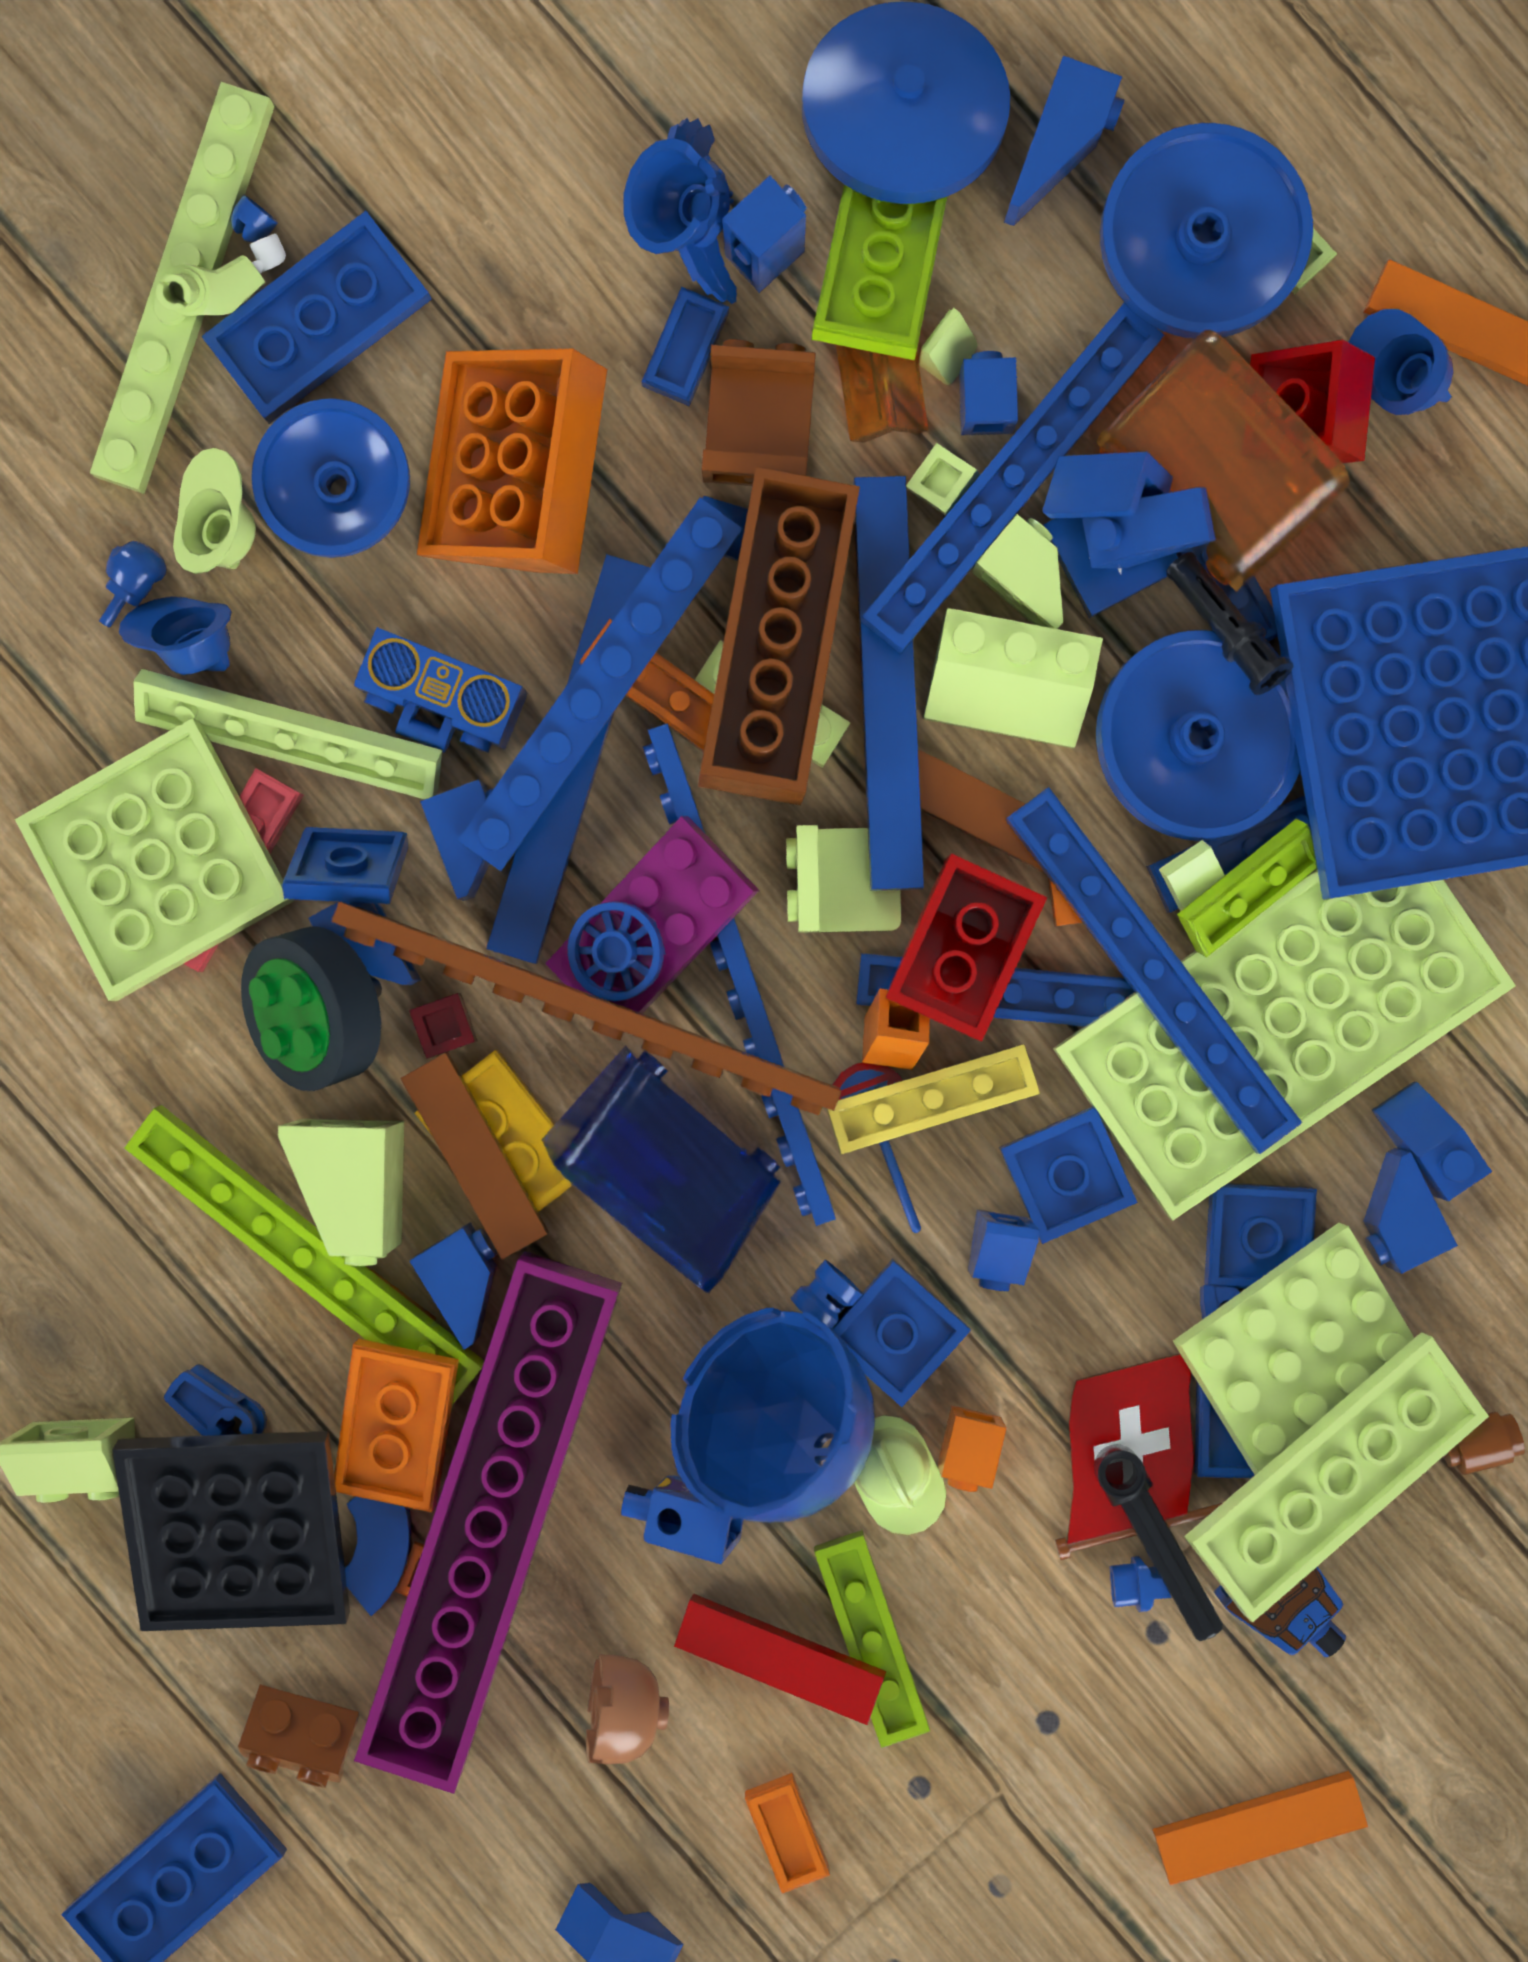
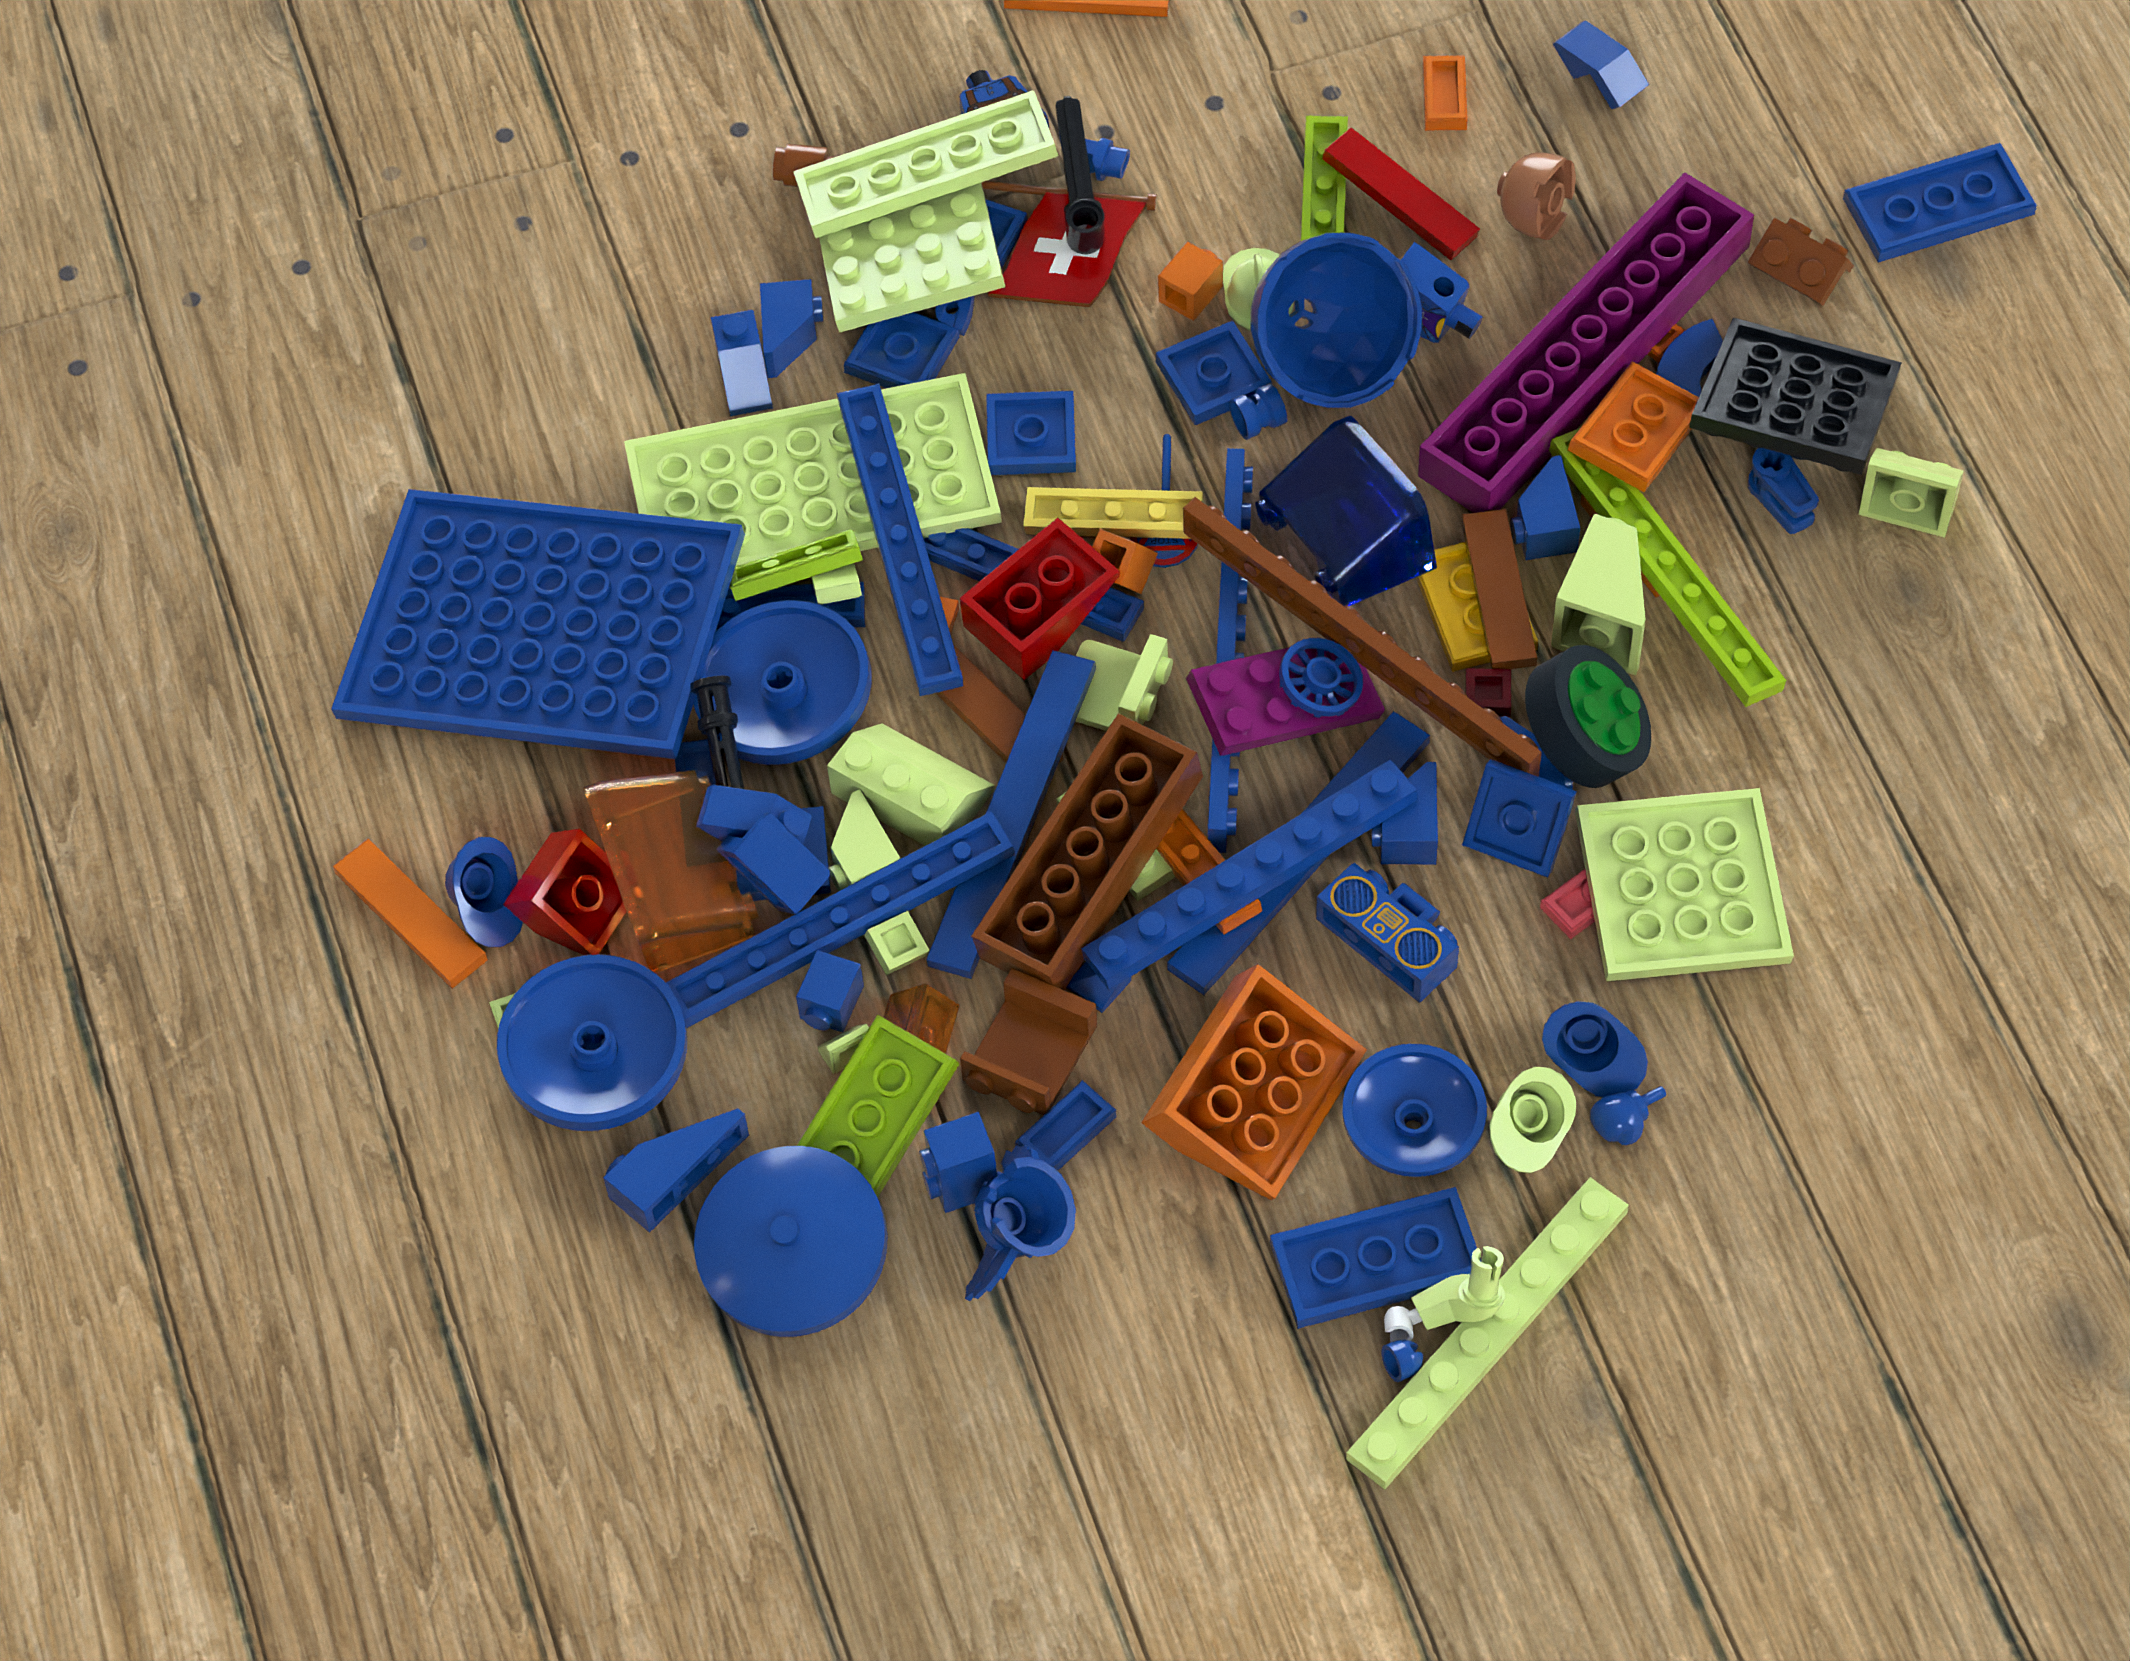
camera: 155 degrees left, 30 degrees down
(289, 735) = (1519, 934): yellowish green plate -> none
(1002, 1249) = (1104, 397): blue slope -> none

